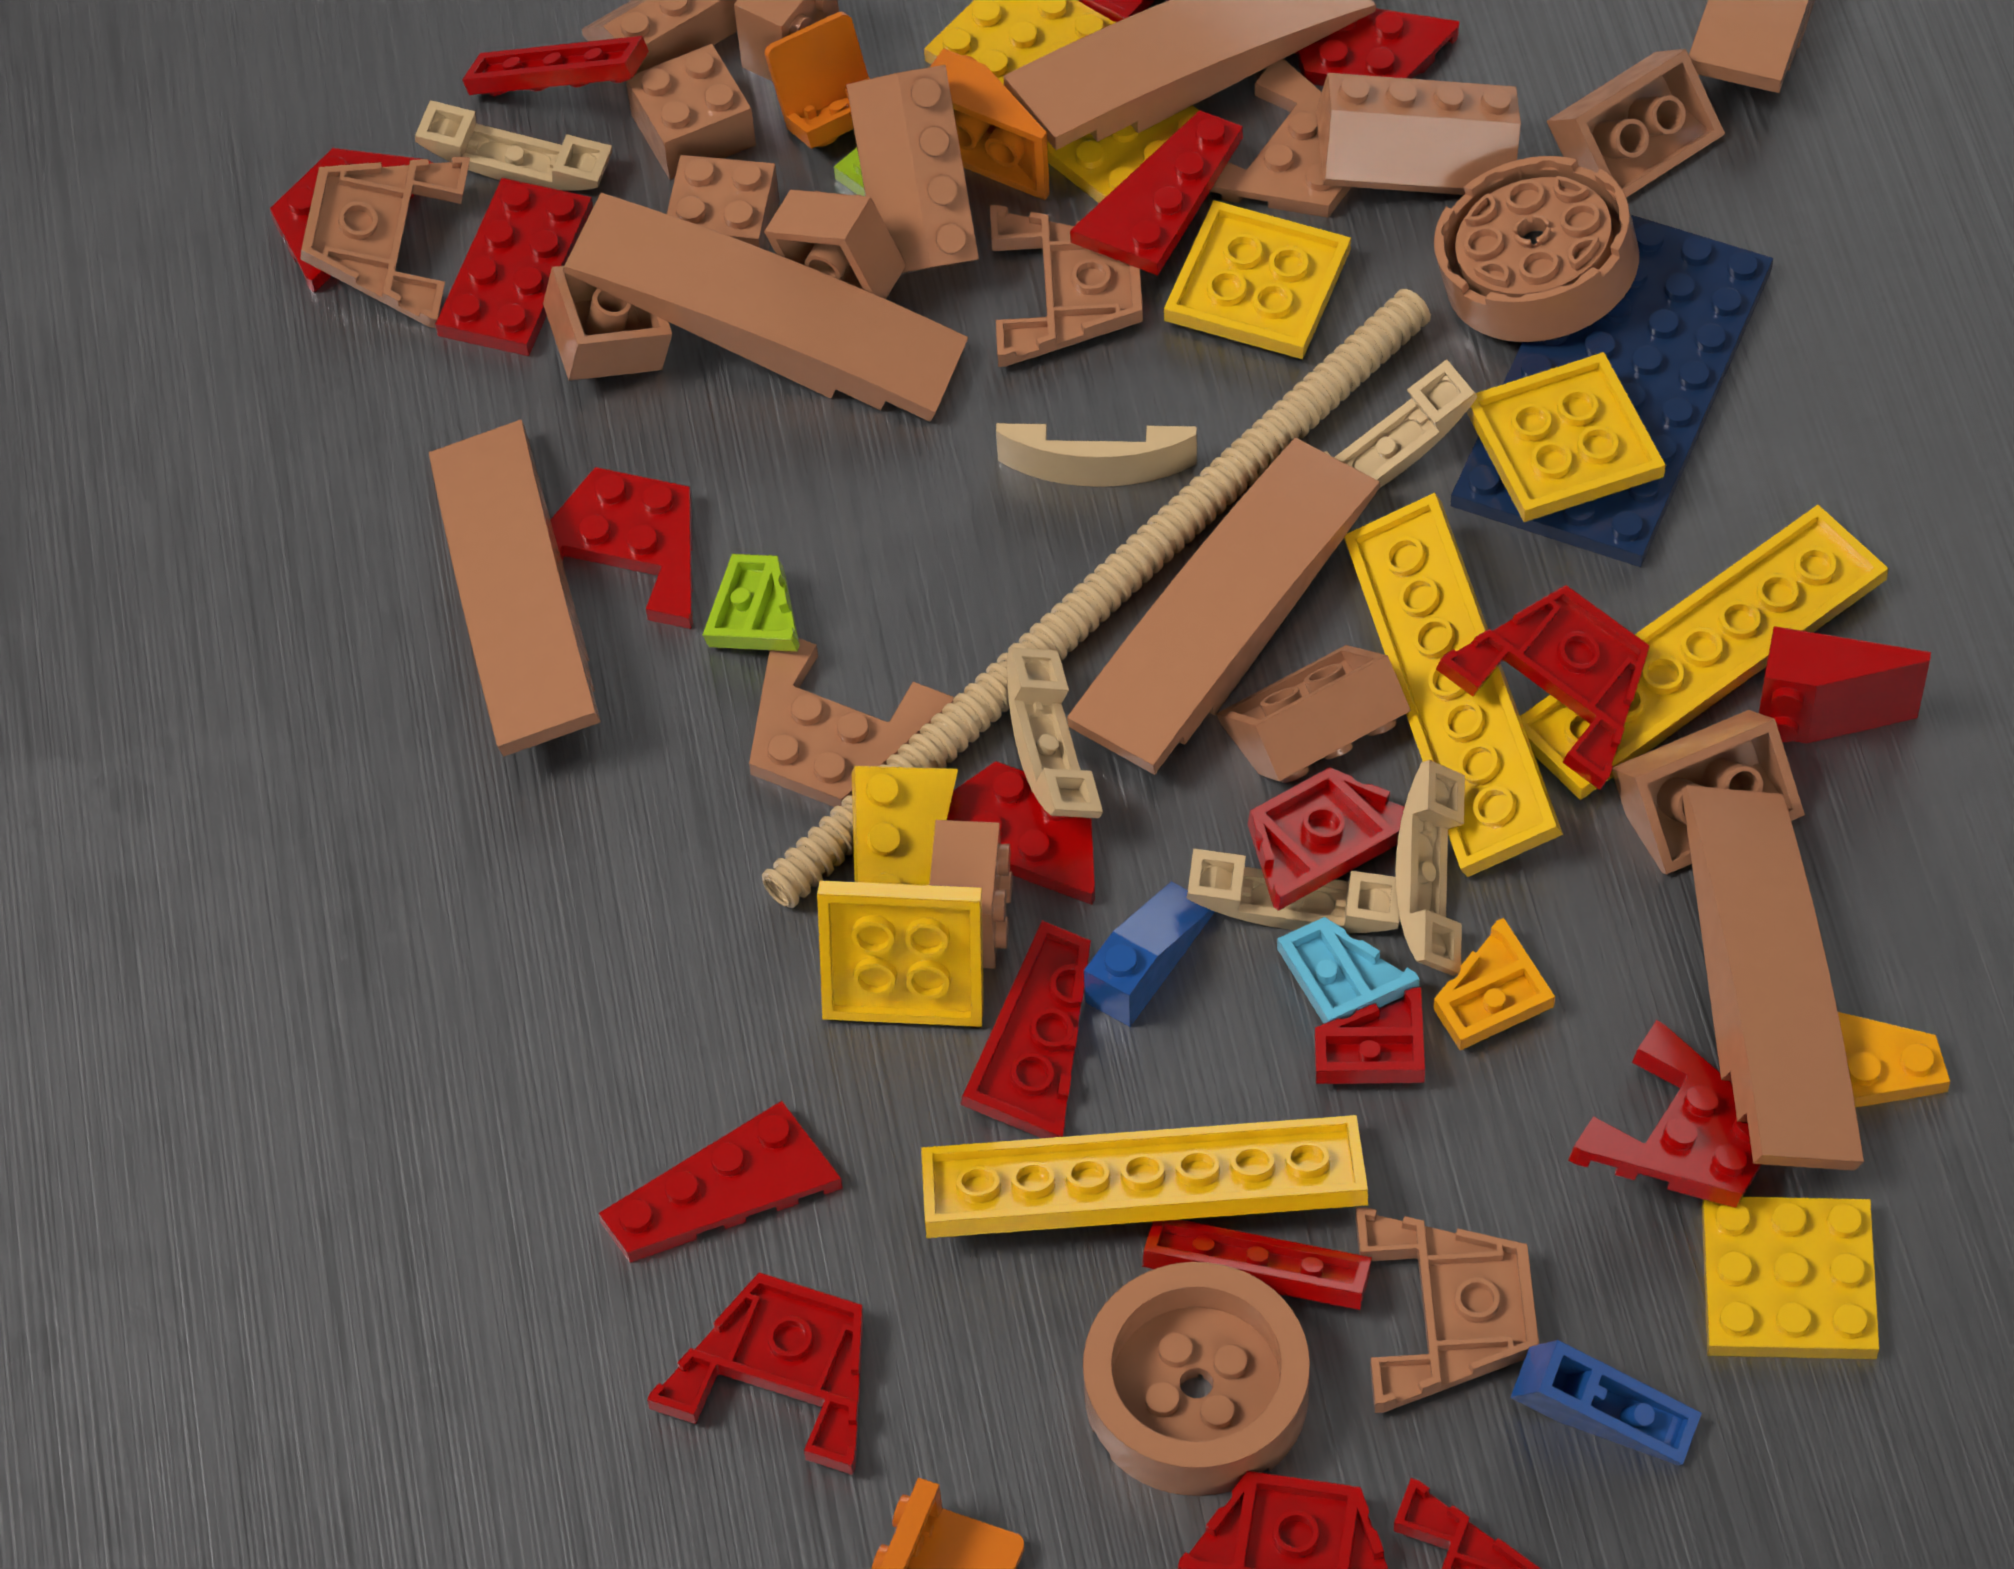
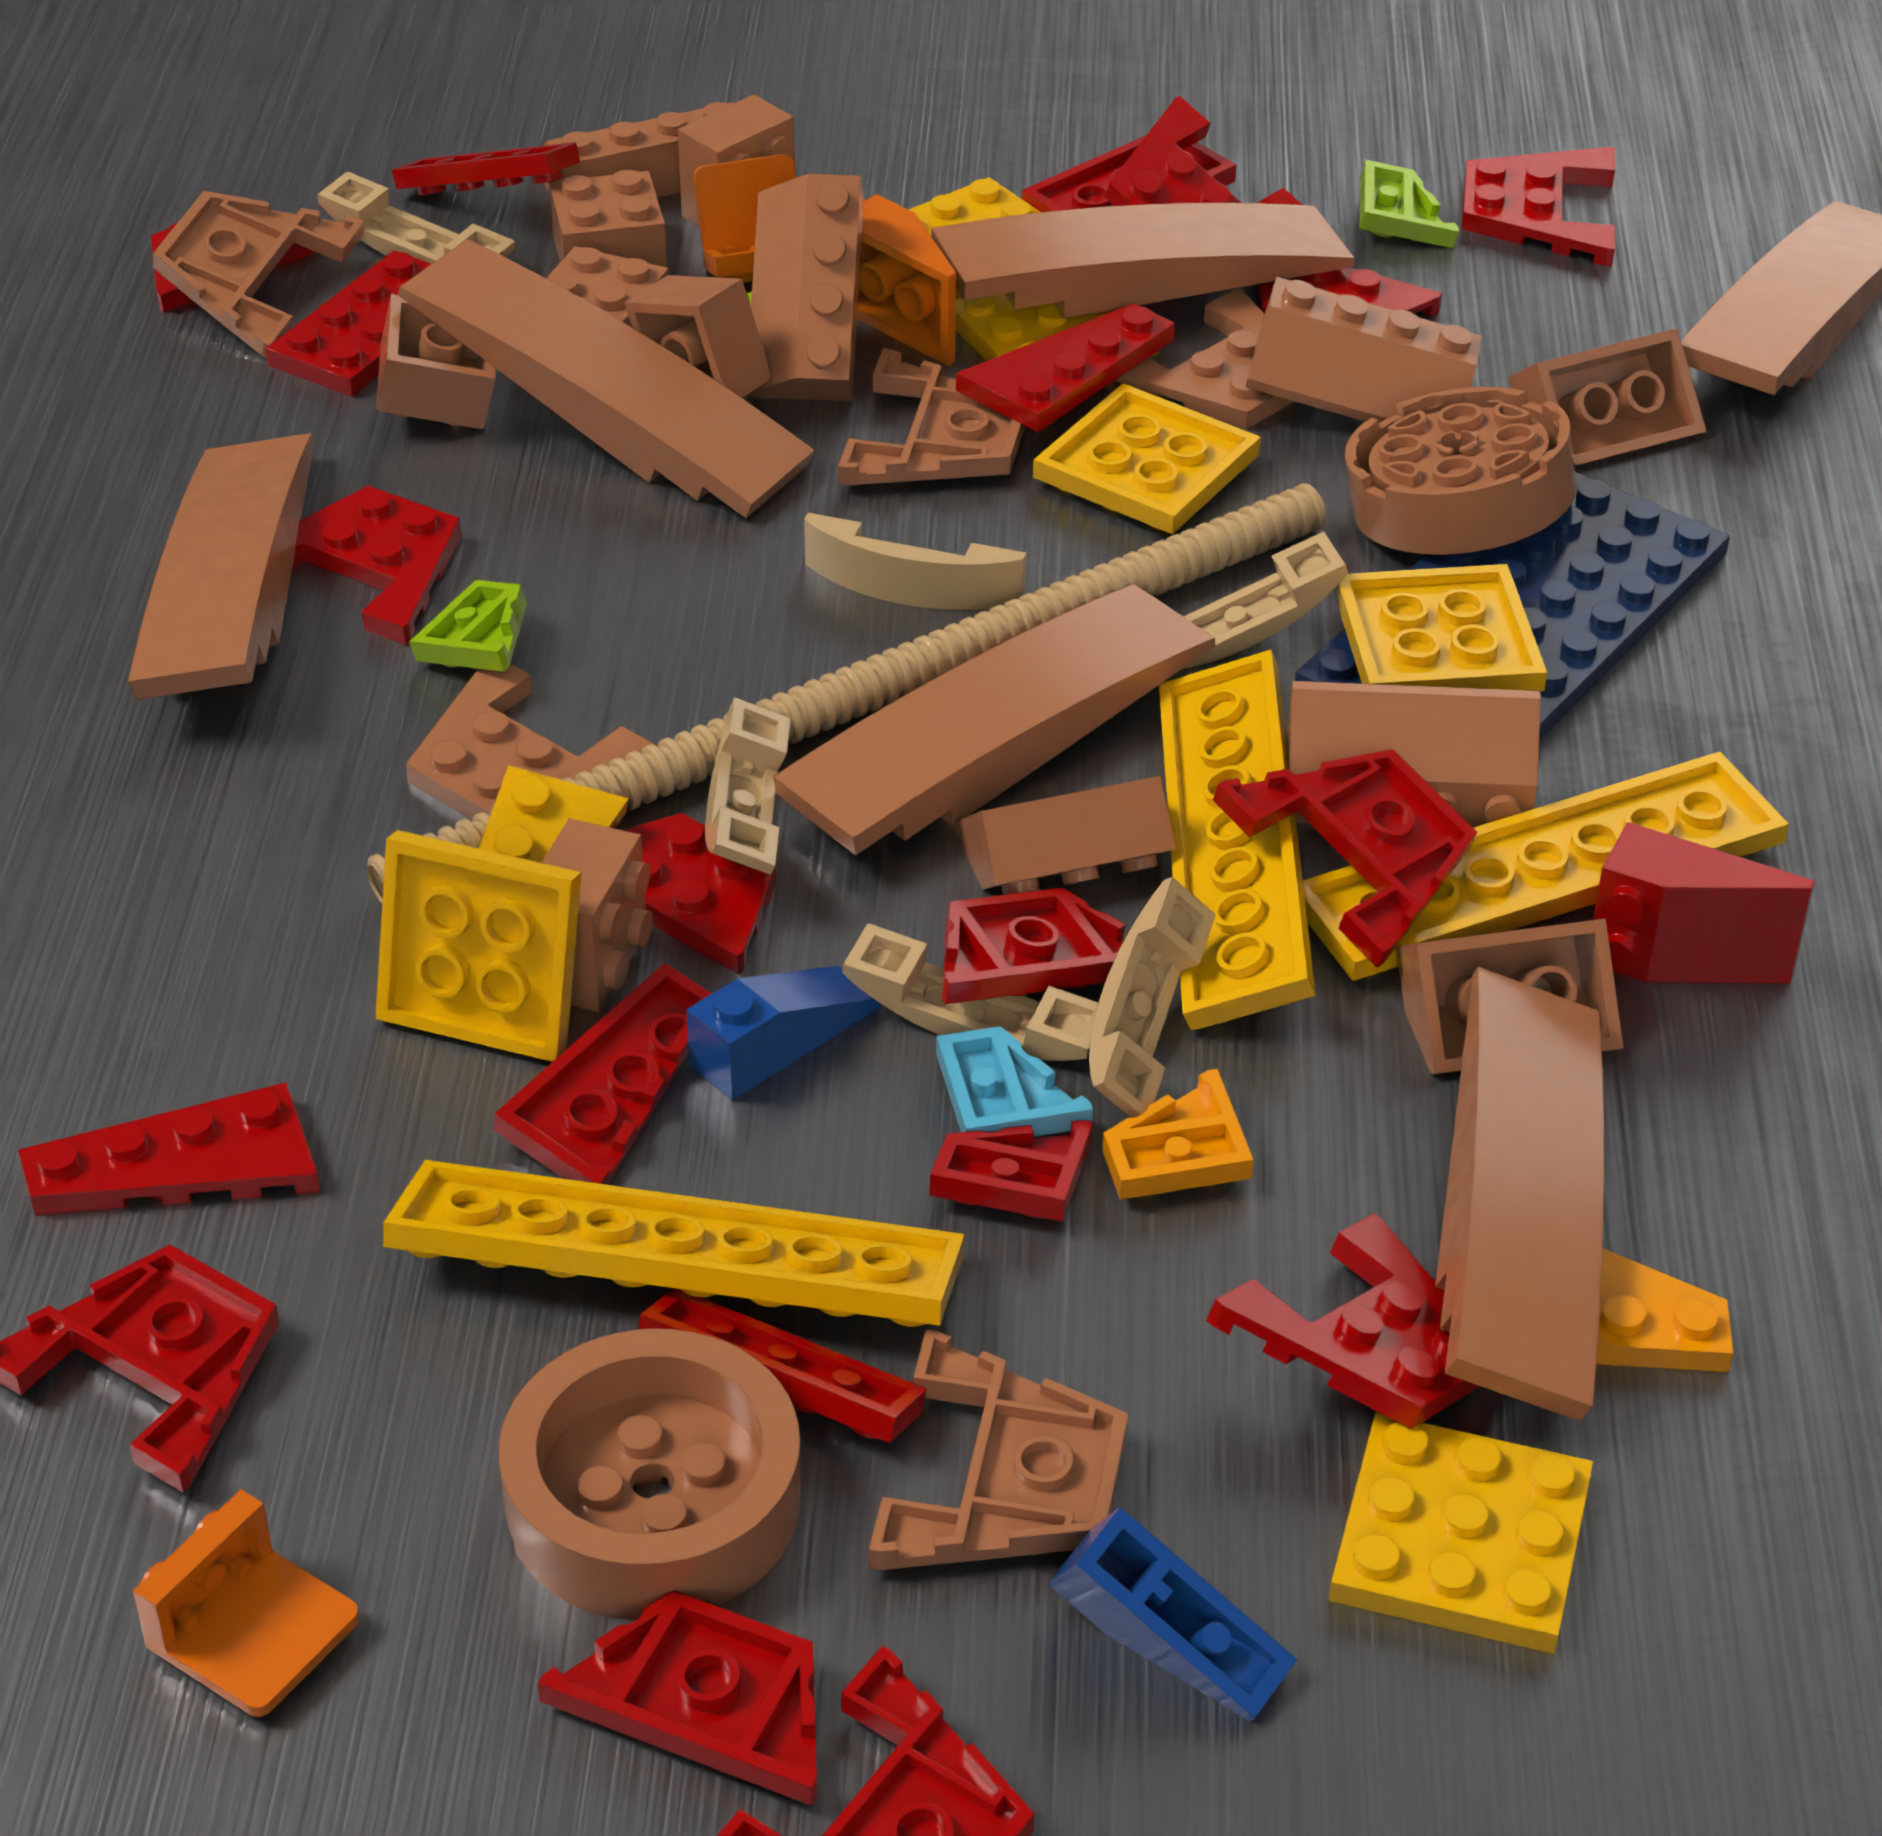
camera: 10 degrees right, 15 degrees down
(1616, 562) = (1463, 741): none -> nougat slope

